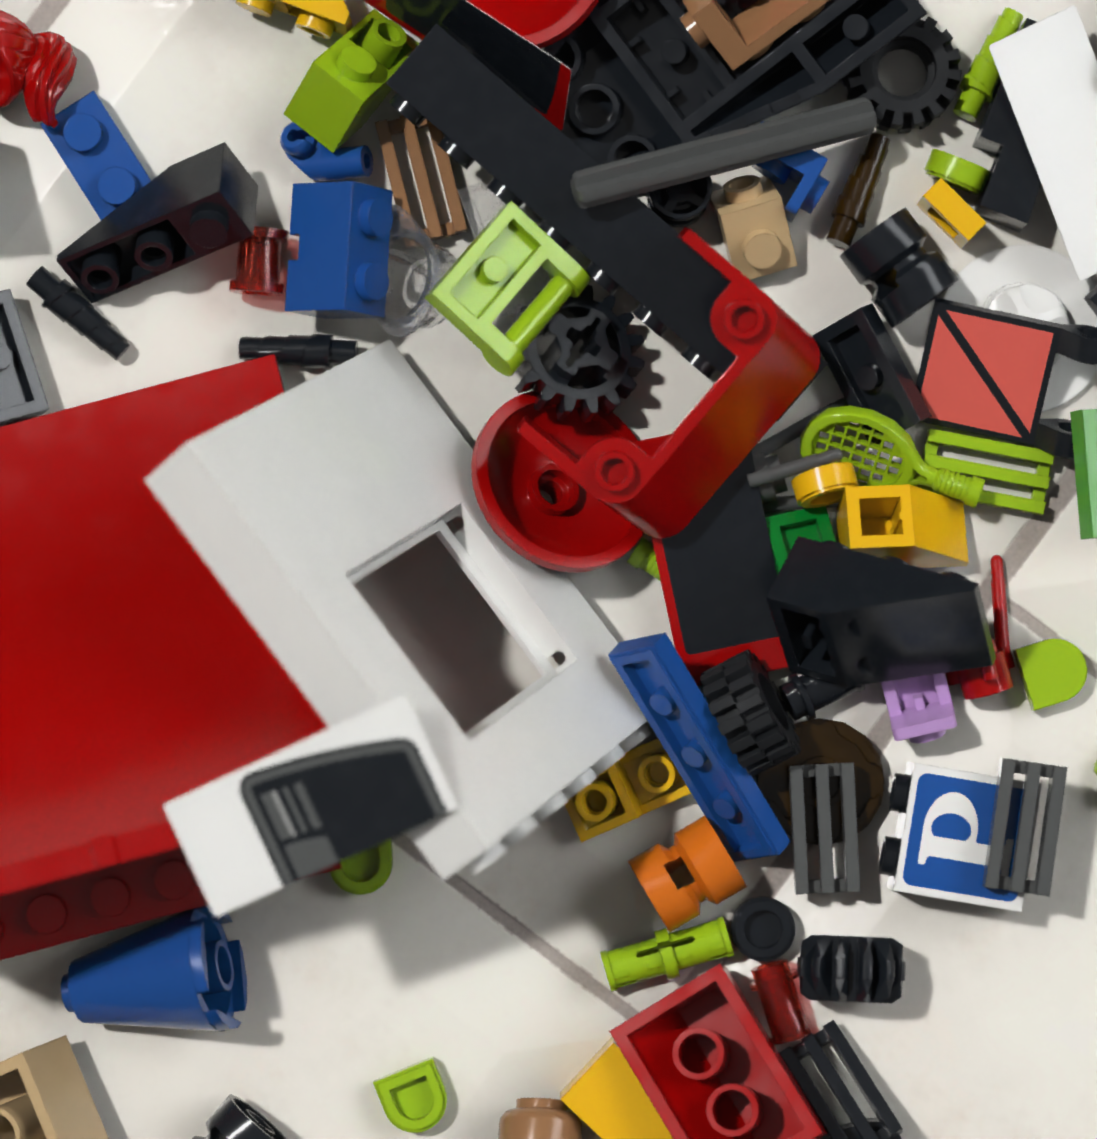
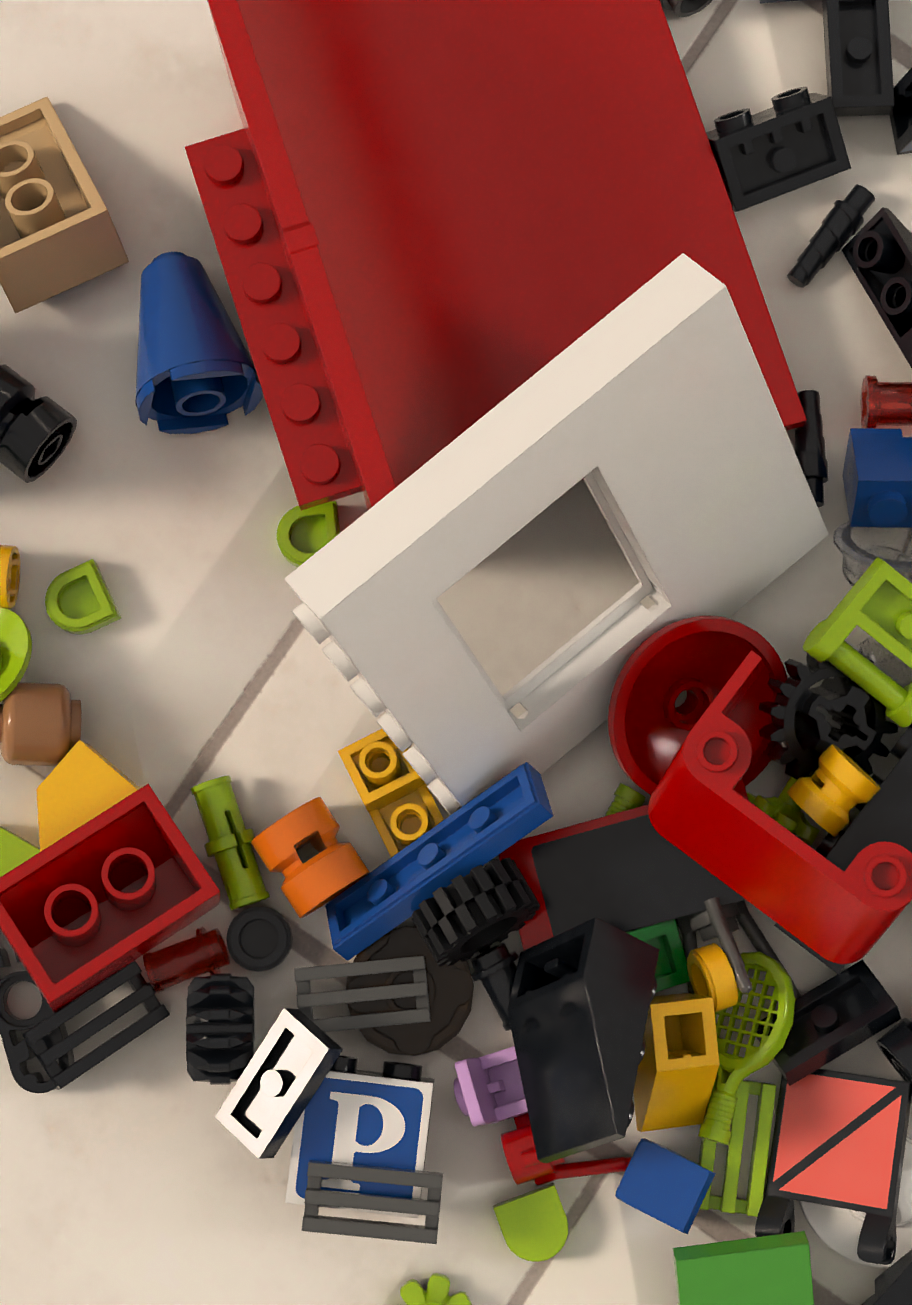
camera: 90 degrees right, 5 degrees down
(311, 805) = (357, 438): sticker -> none
(650, 355) = (833, 790): none -> yellow wheel
(664, 400) = (786, 813): none -> lime plant
(908, 913) = (278, 1083): none -> plate
(1020, 543) = (664, 1185): none -> blue slope

